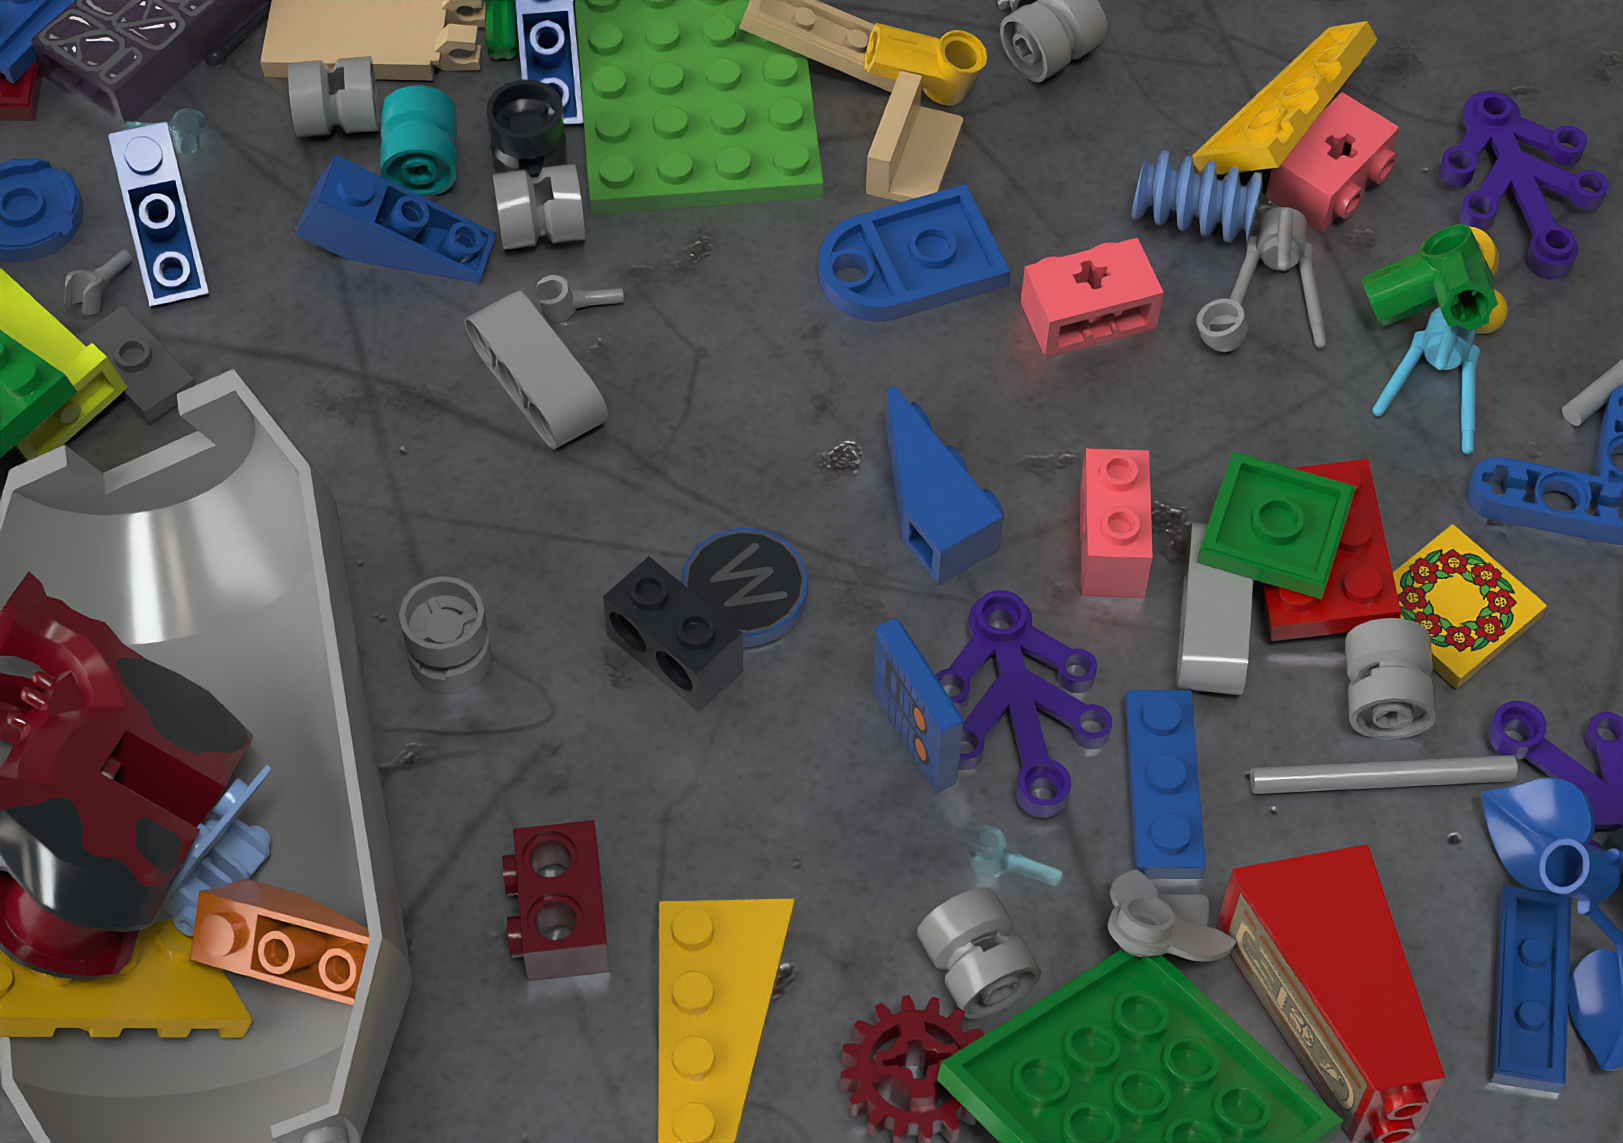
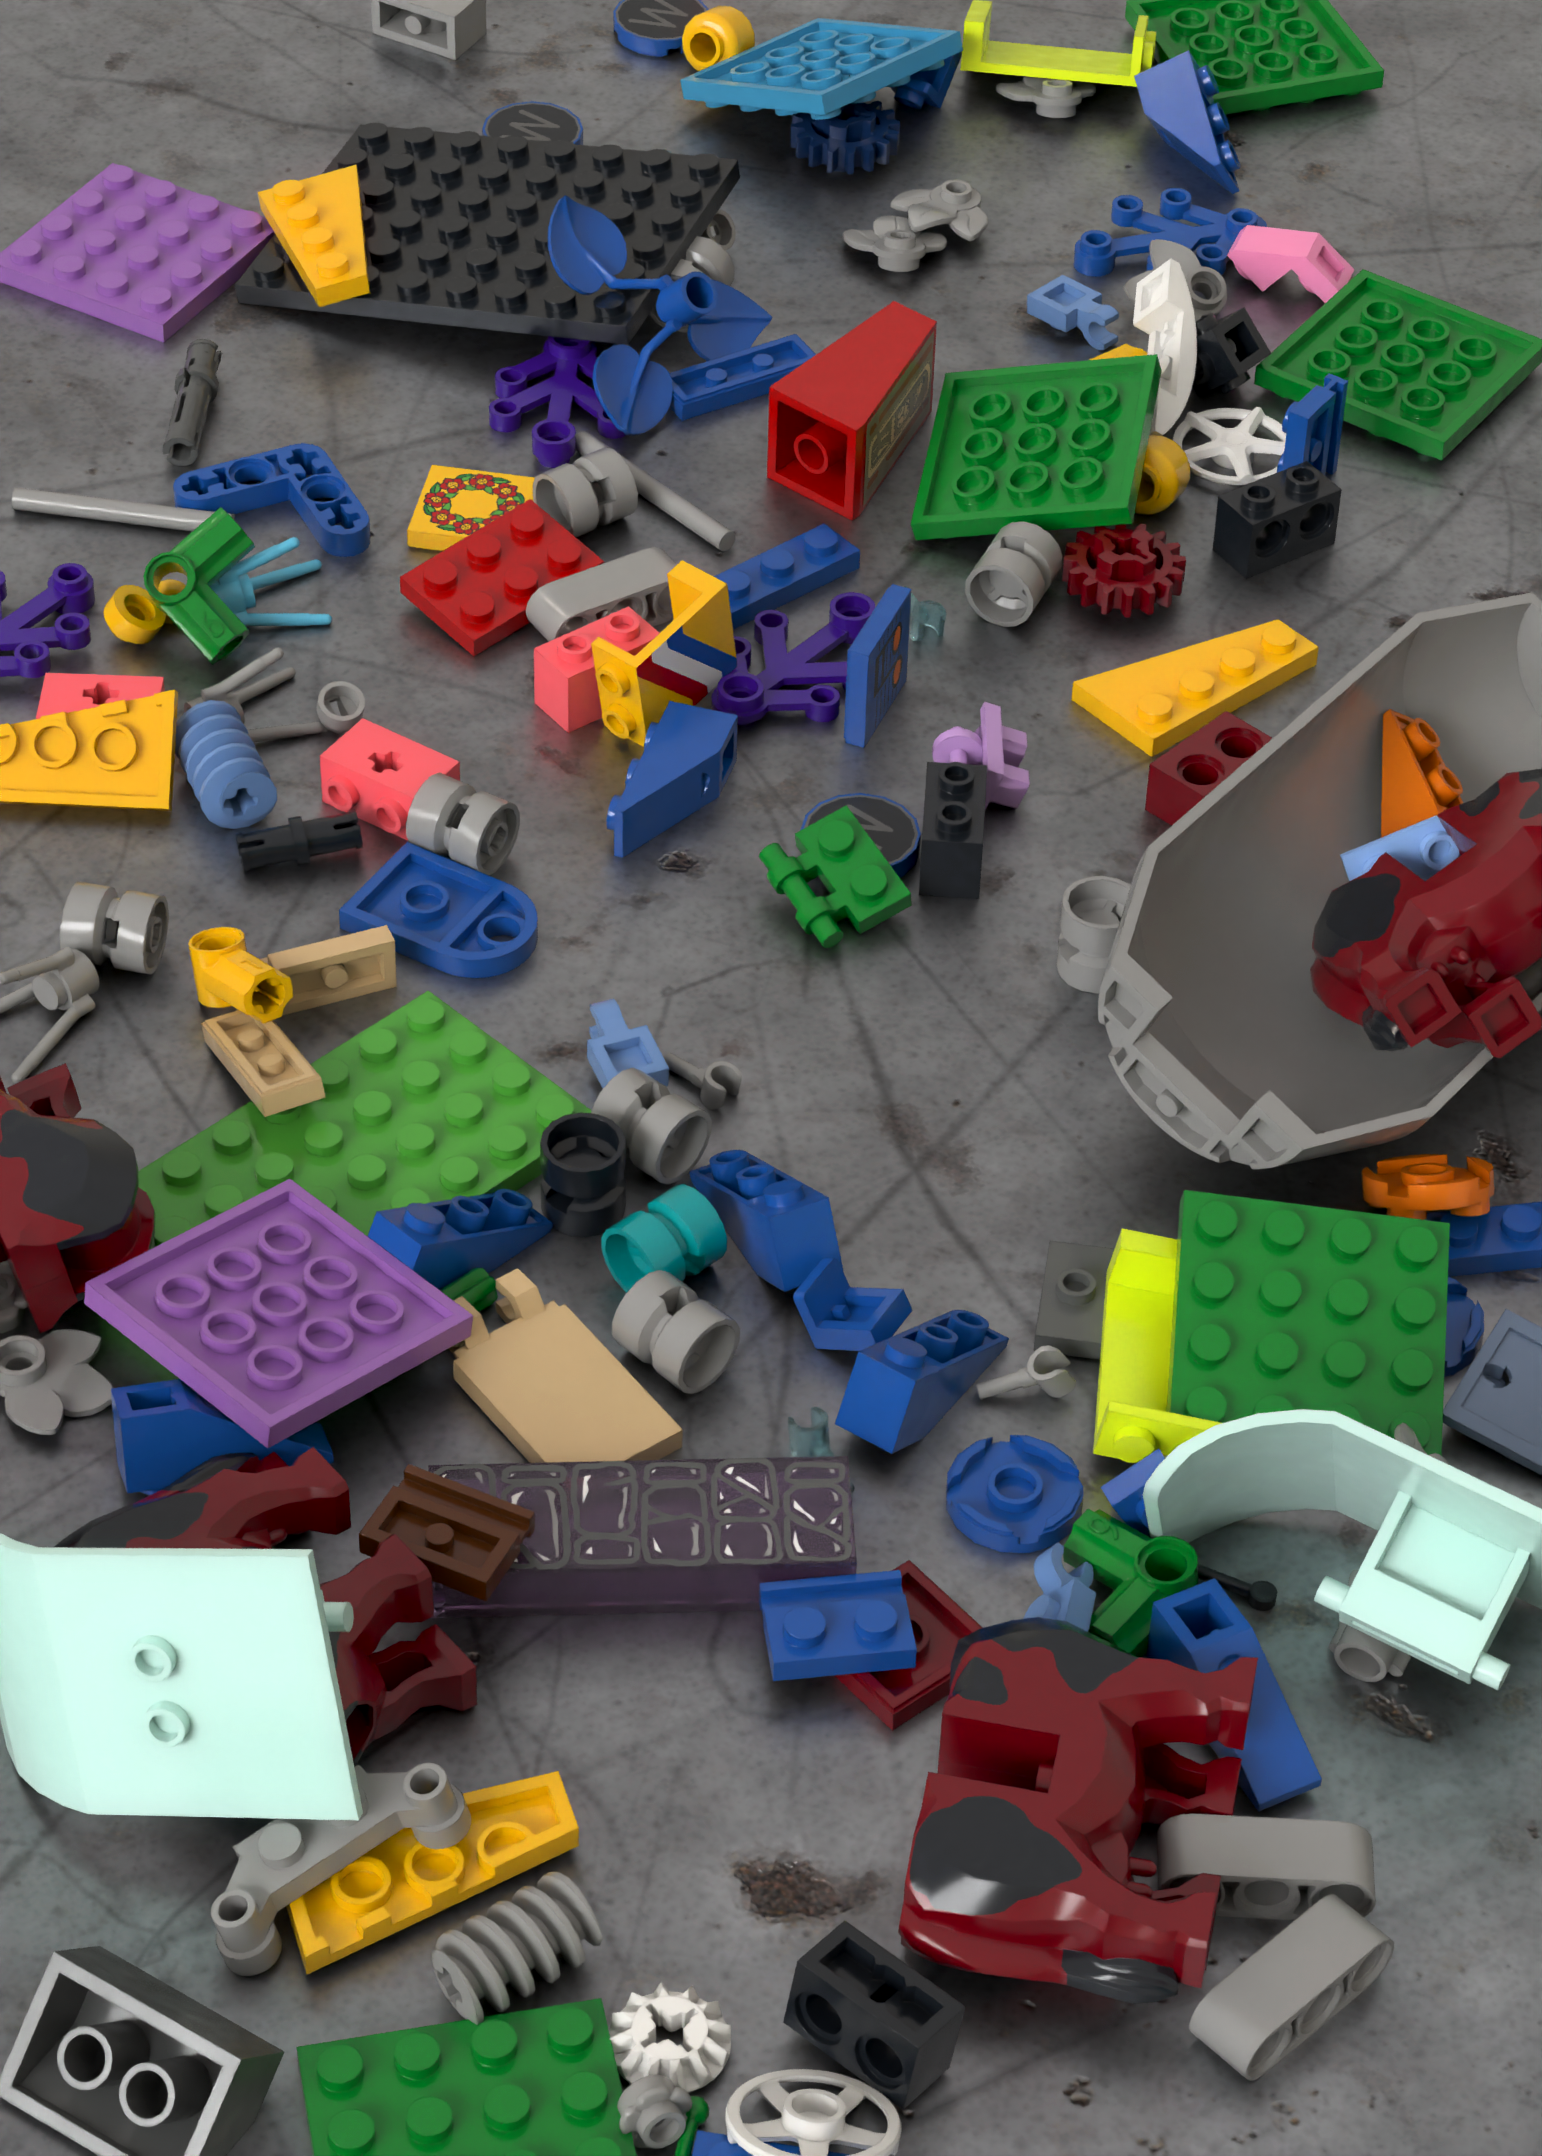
camera: 130 degrees left, 15 degrees down
(252, 211) = (846, 1315): none -> blue bracket
(536, 369) = (806, 1045): light grey beam -> none
(637, 249) = (619, 1048): none -> medium blue plate
(698, 528) = (850, 868): none -> green plate
(718, 722) = (993, 746): none -> lavender hips
(995, 300) = (462, 823): none -> light grey wheel
(1064, 576) = (676, 665): none -> yellow panel
(1073, 206) = (299, 840): none -> black pin
(1163, 923) = (897, 509): light grey plate -> none
(1276, 525) = (526, 570): green tile -> none

